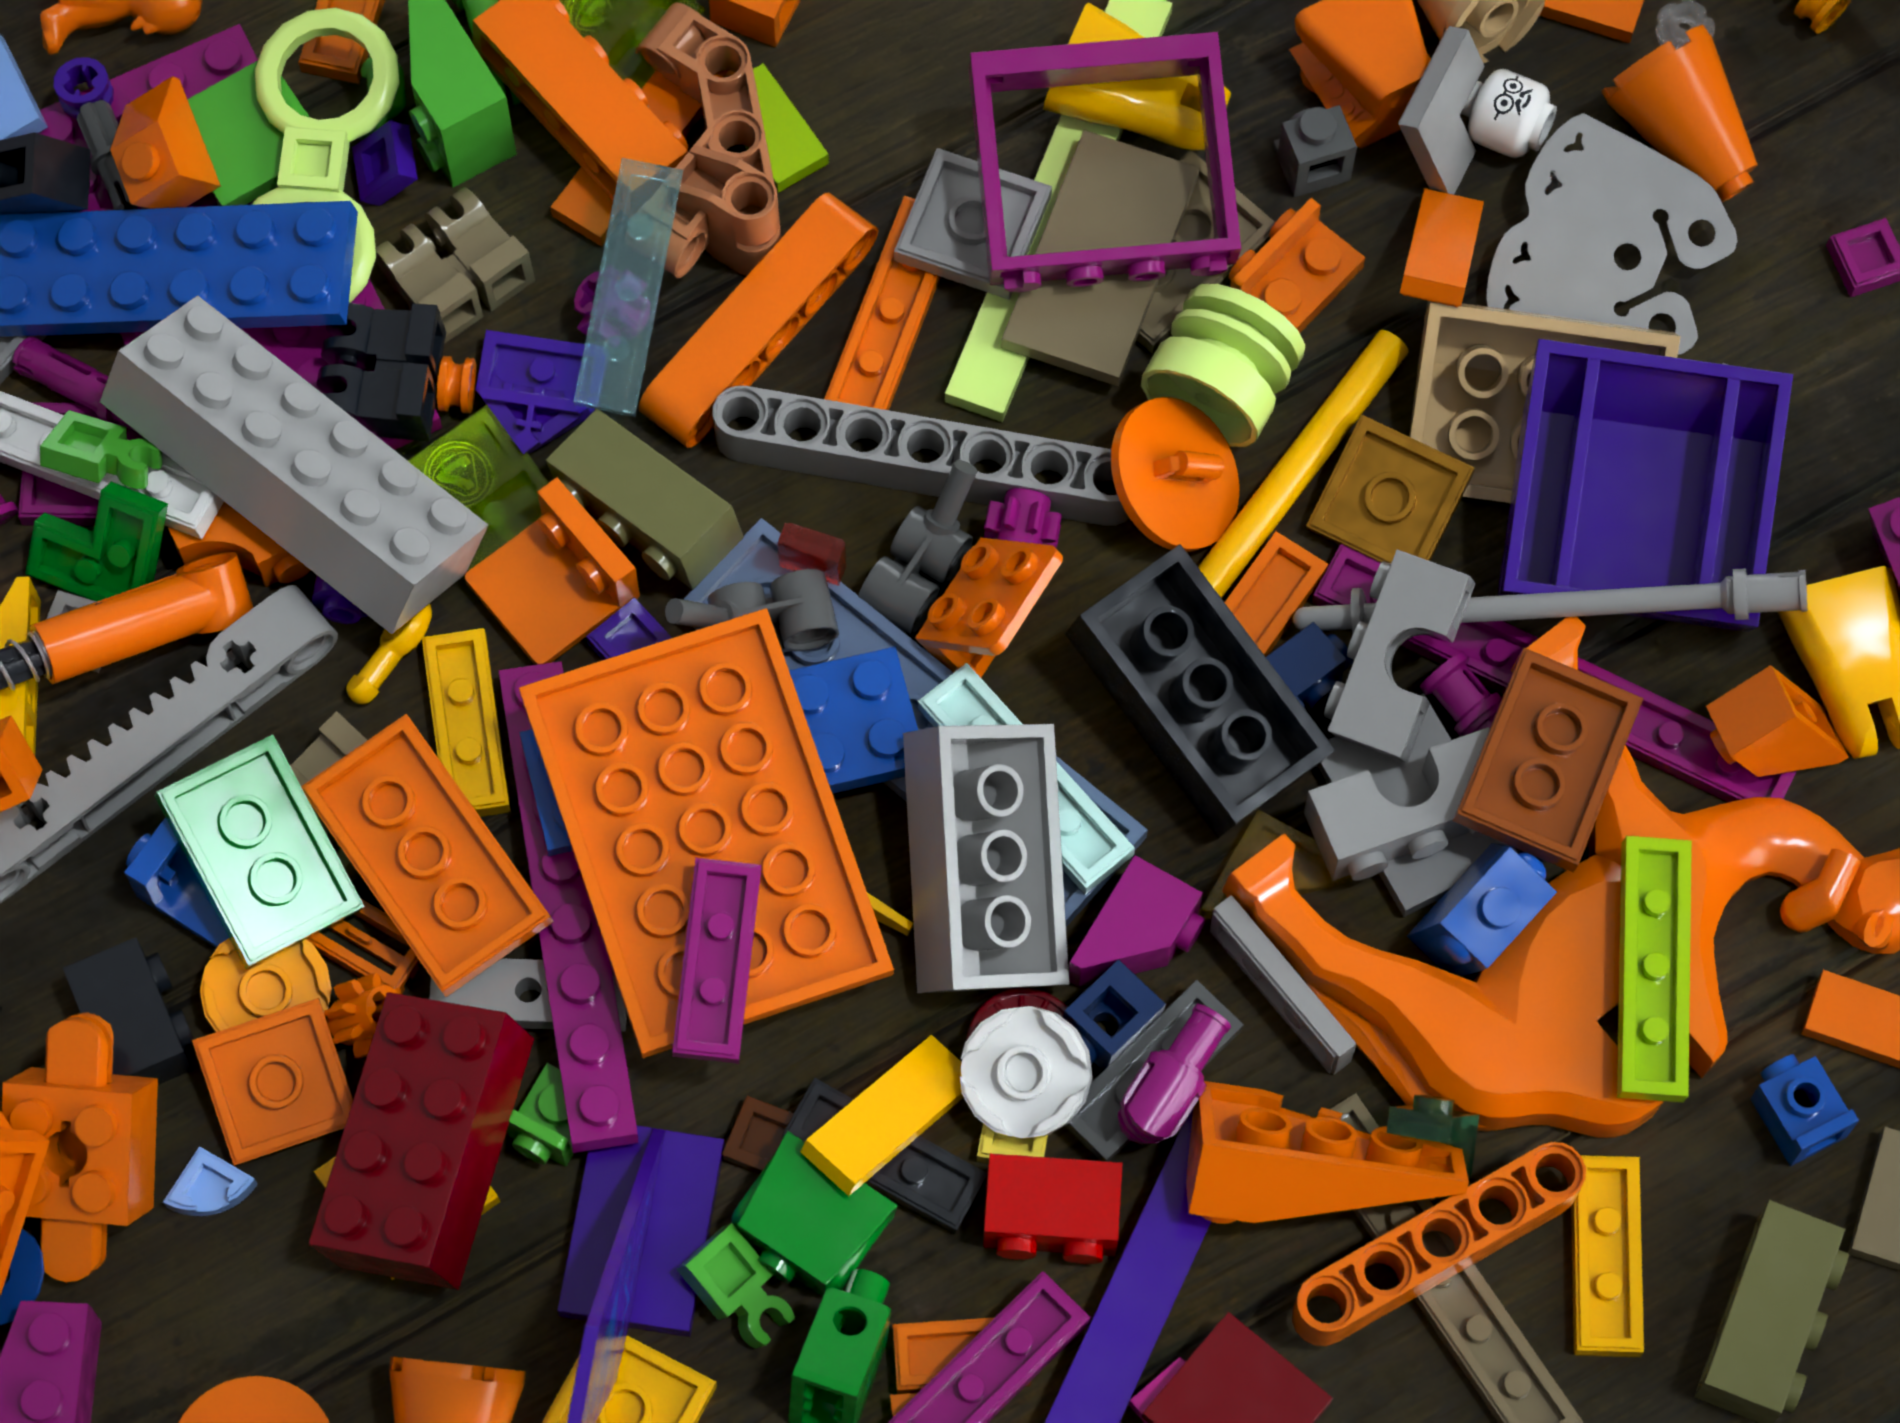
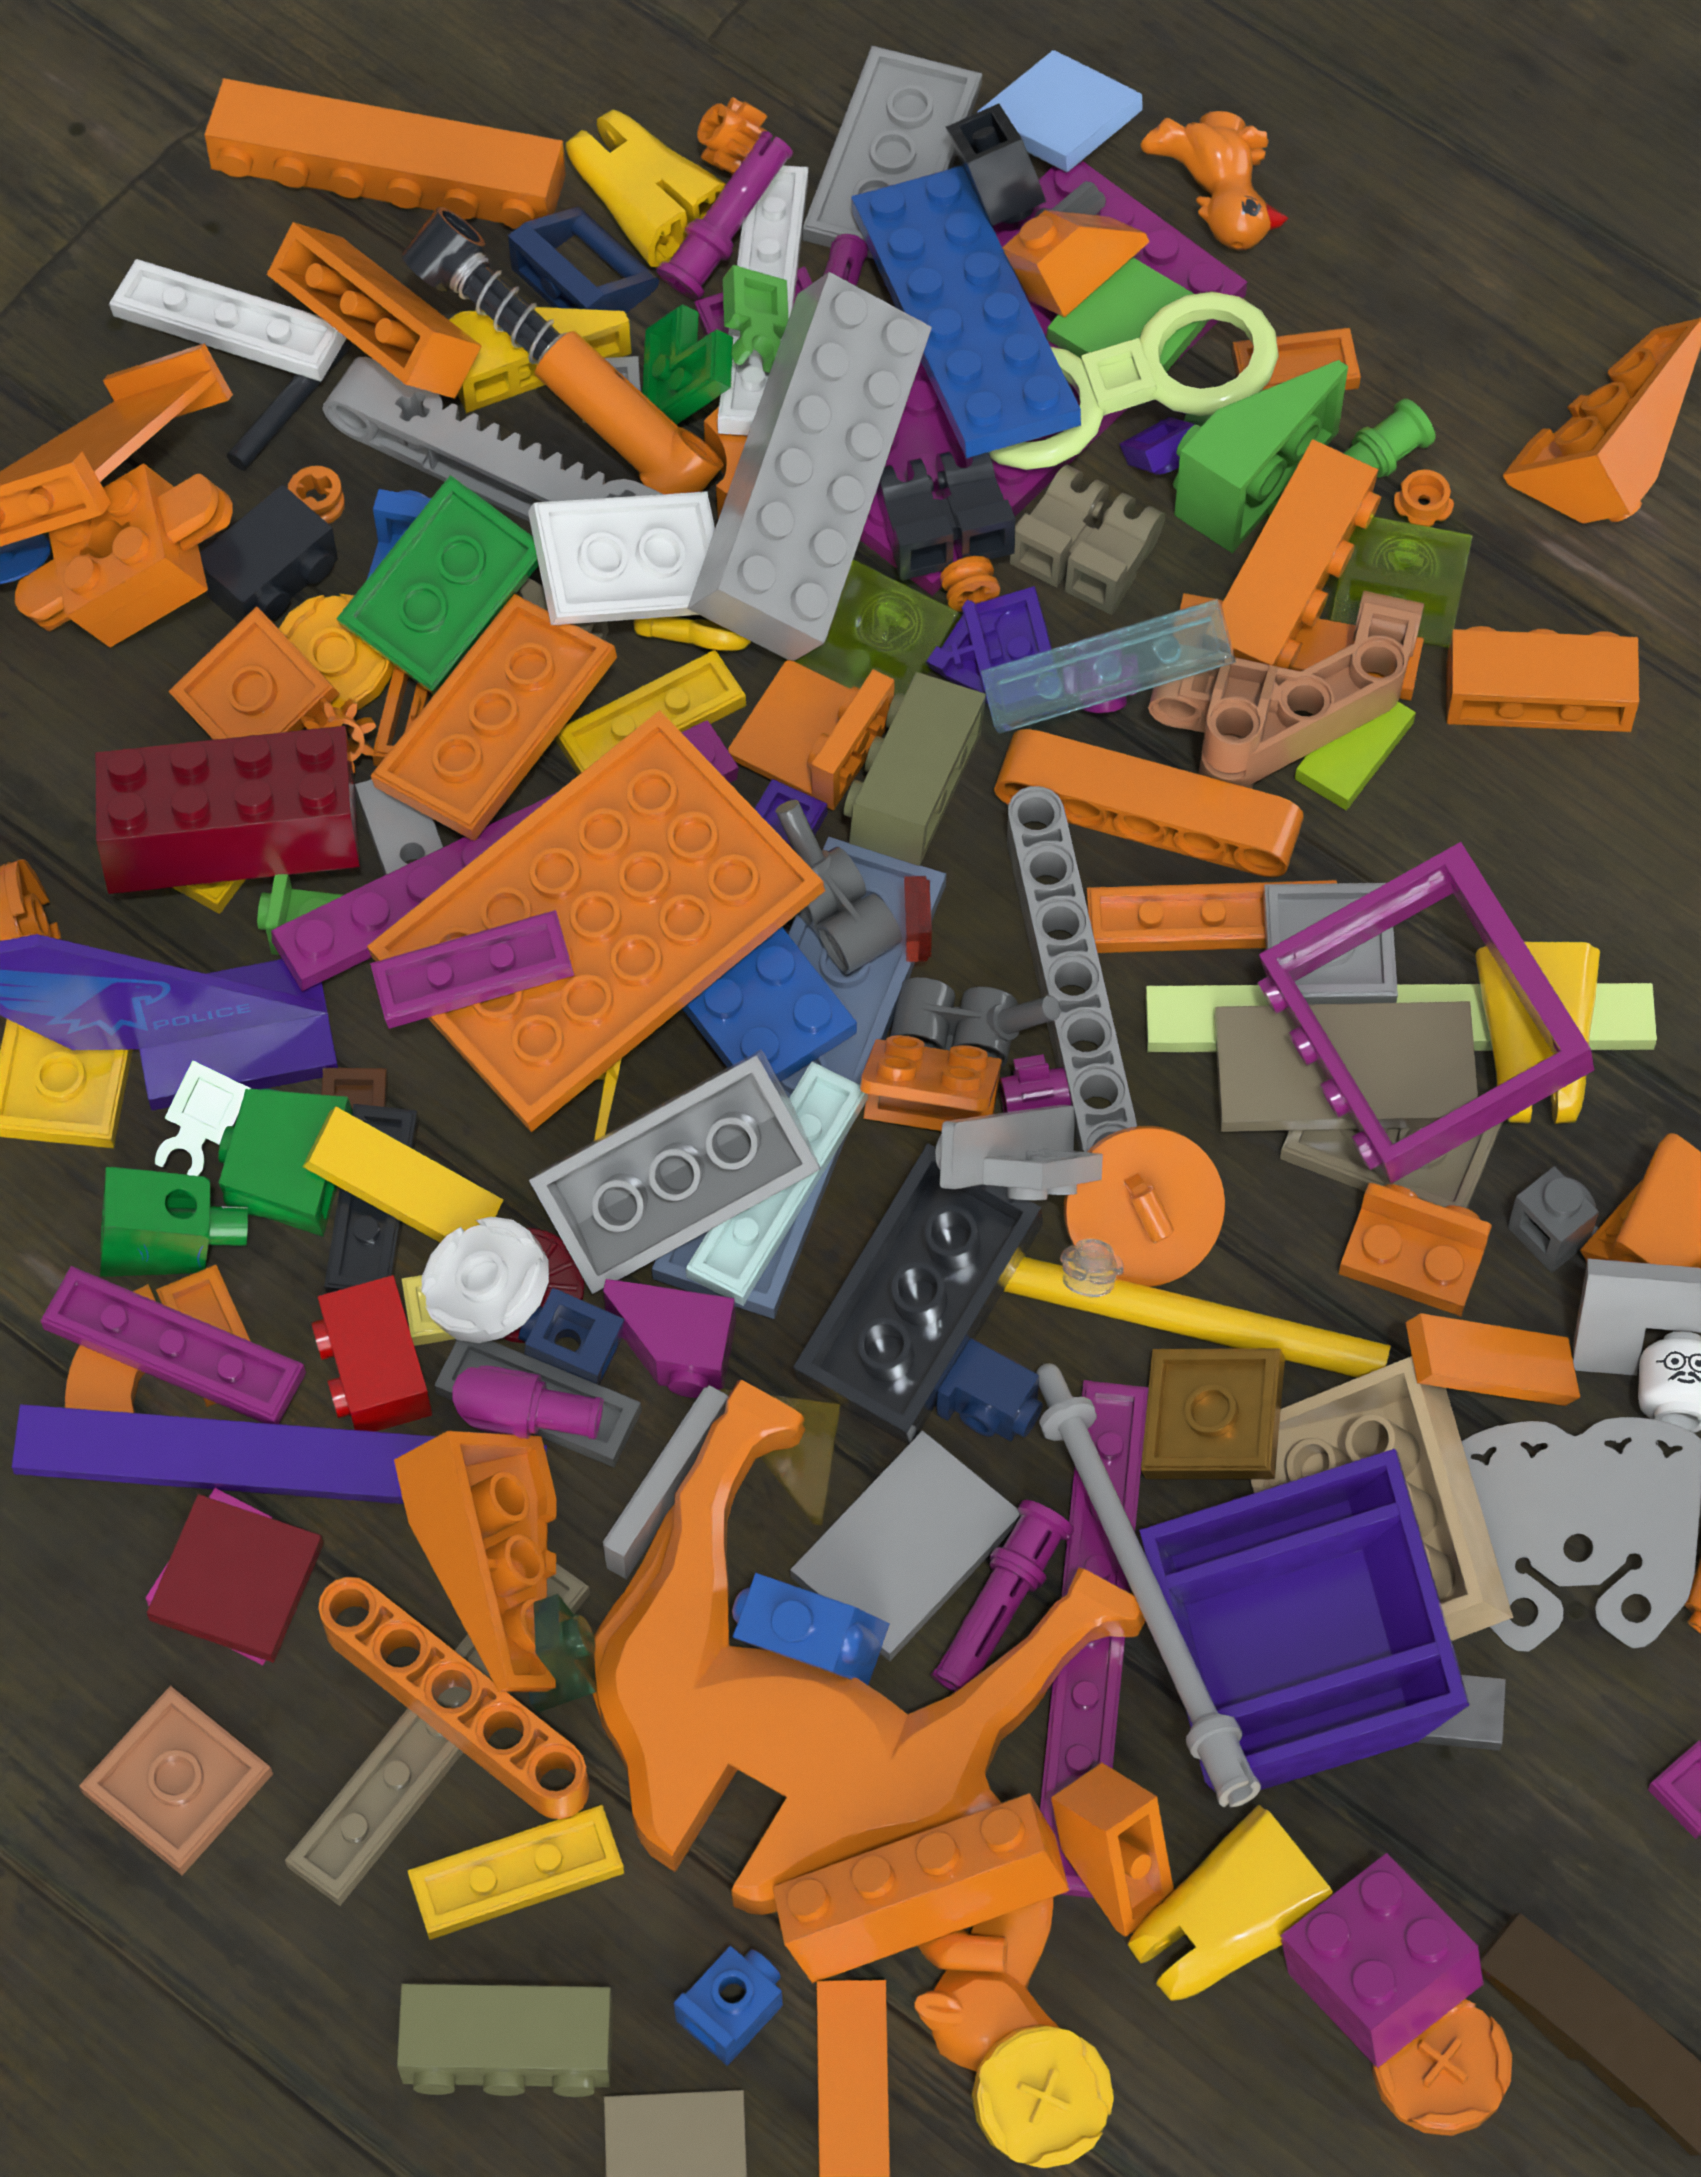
camera: 70 degrees right, 5 degrees down
(52, 940) = (324, 481): none -> orange bush
(77, 72) = (1120, 166): dark purple bush -> none
(208, 1186) = (146, 682): light blue tile -> none
(310, 670) = (621, 555): none -> white tile
(1136, 539) = (1016, 1150): none -> light grey bracket
(1221, 541) = (1090, 1267): none -> clear plate
(1226, 360) = (1274, 1204): yellowish green wheel -> none
(1274, 590) = (1073, 1340): orange tile -> none
(1363, 830) = (920, 1572): light grey arch -> none
(1411, 601) = (976, 1452): light grey arch -> none
(1548, 760) = (973, 1624): dark orange tile -> none
(1654, 969) = (794, 1791): lime plate -> none
(1772, 898) = (920, 1888): none -> orange brick

